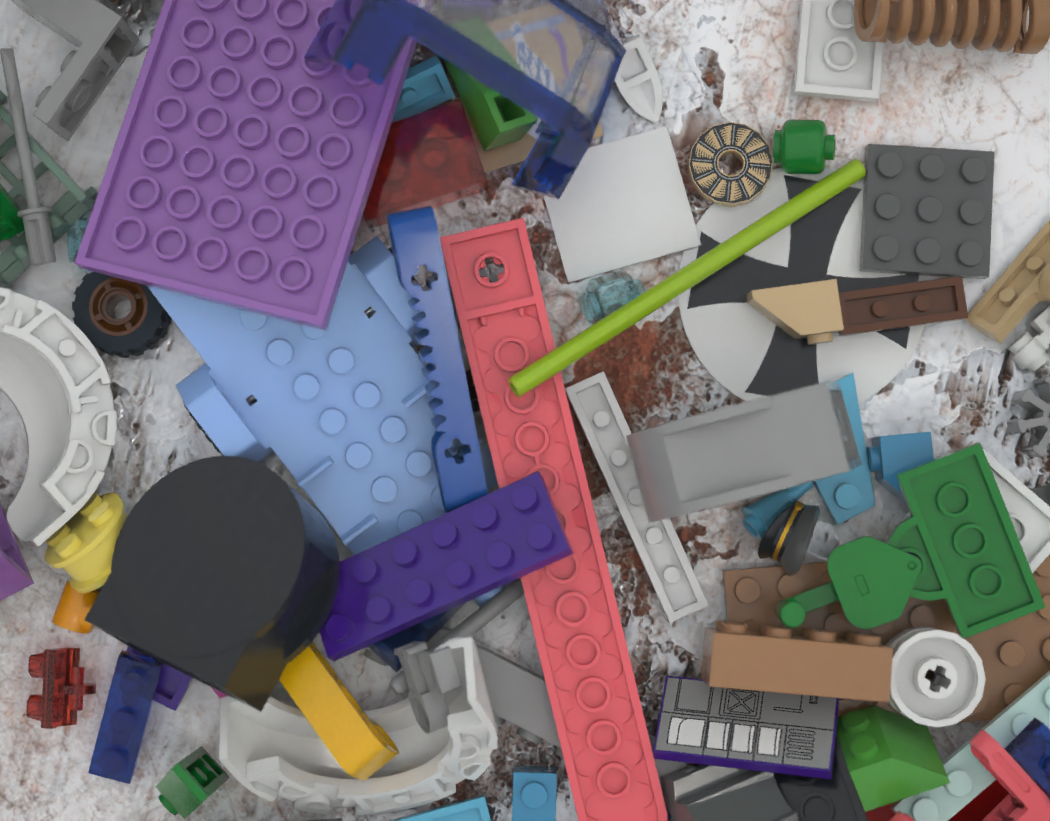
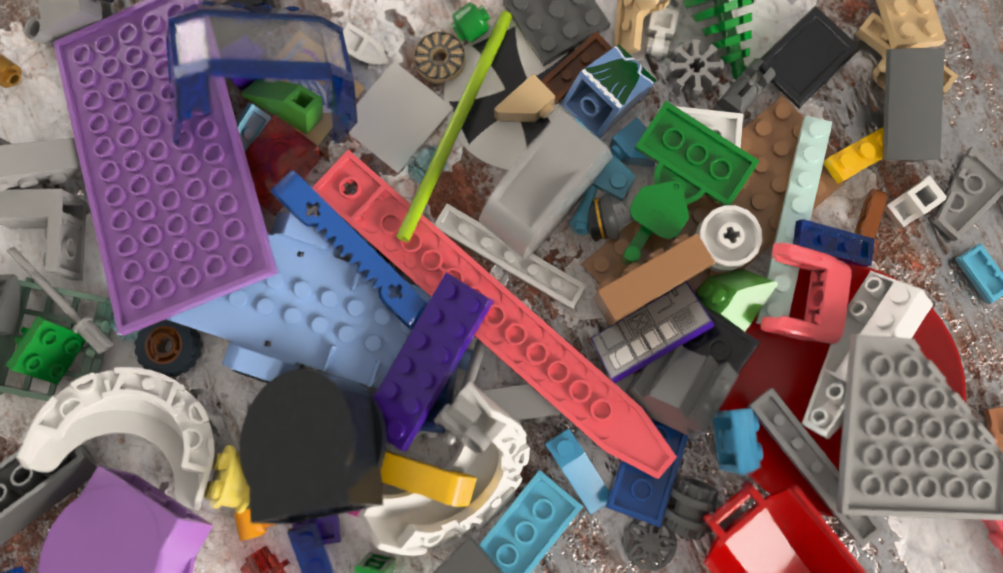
camera: 30 degrees left, 5 degrees down
(919, 368) = (607, 90): none -> medium blue slope

